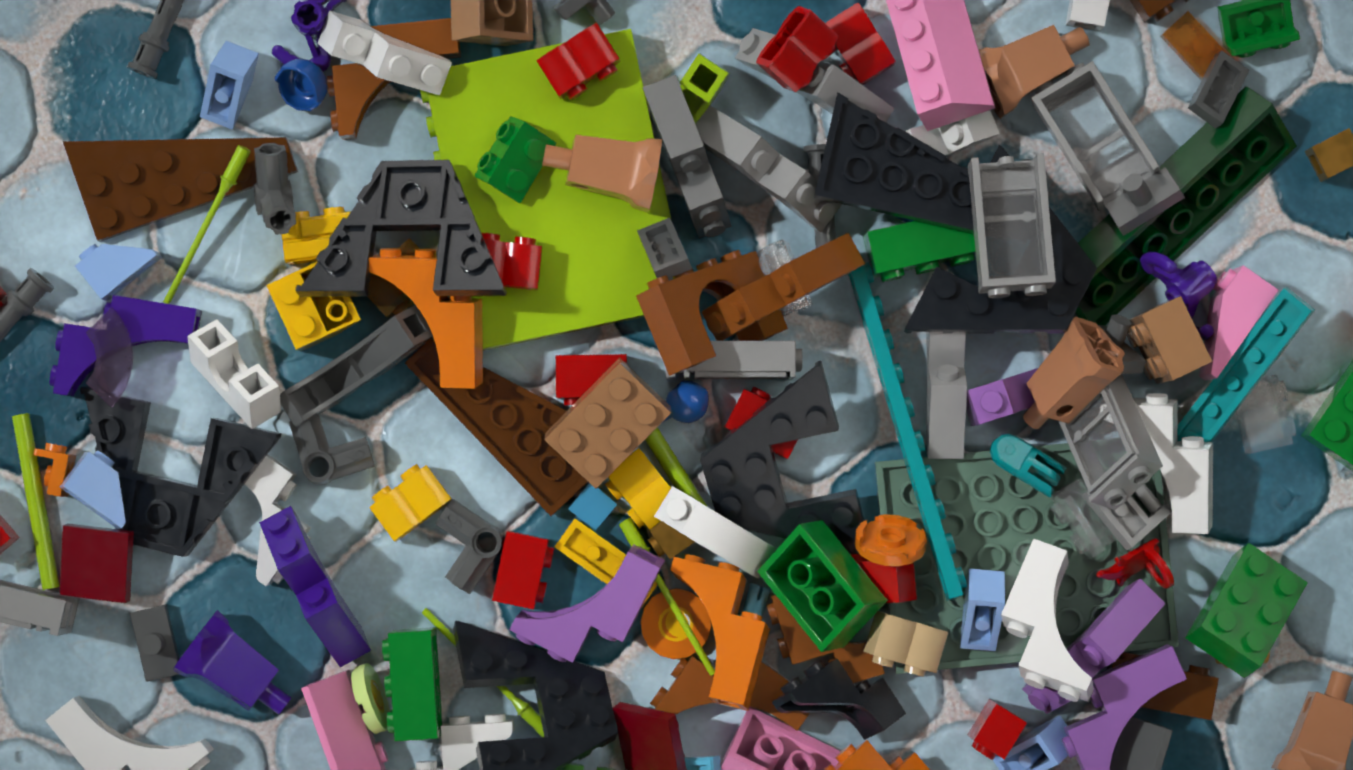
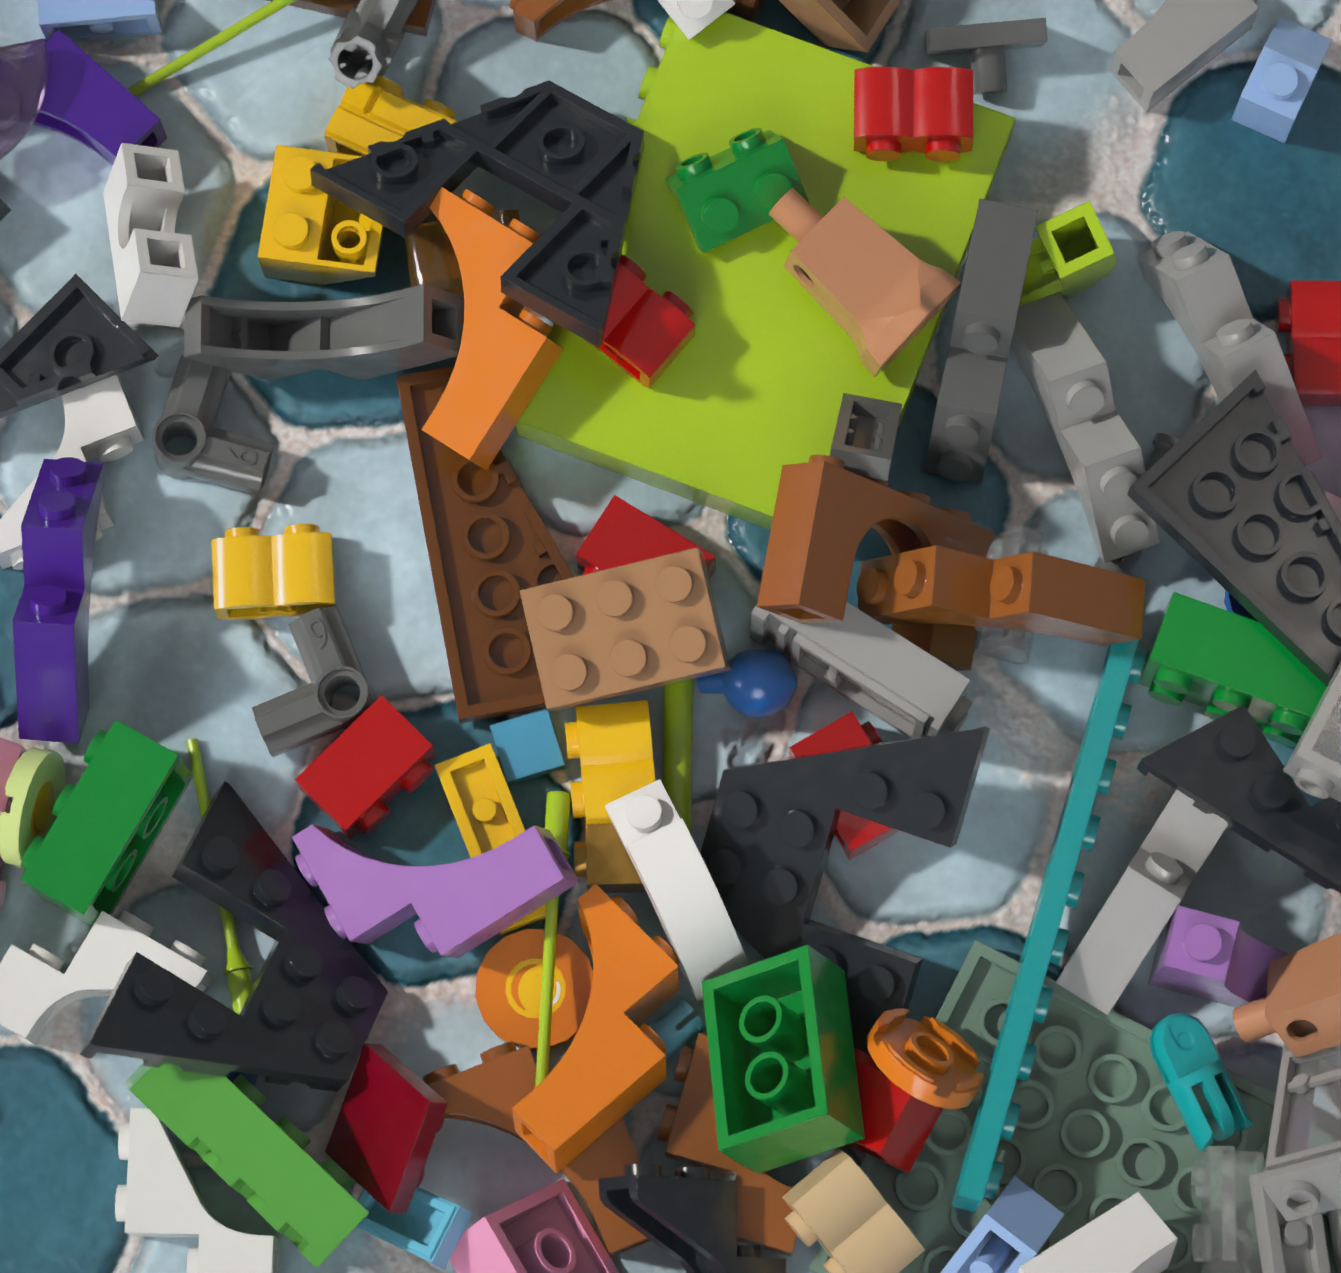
camera: 35 degrees right, 10 degrees down
(797, 49) = (1235, 276): red brick -> none

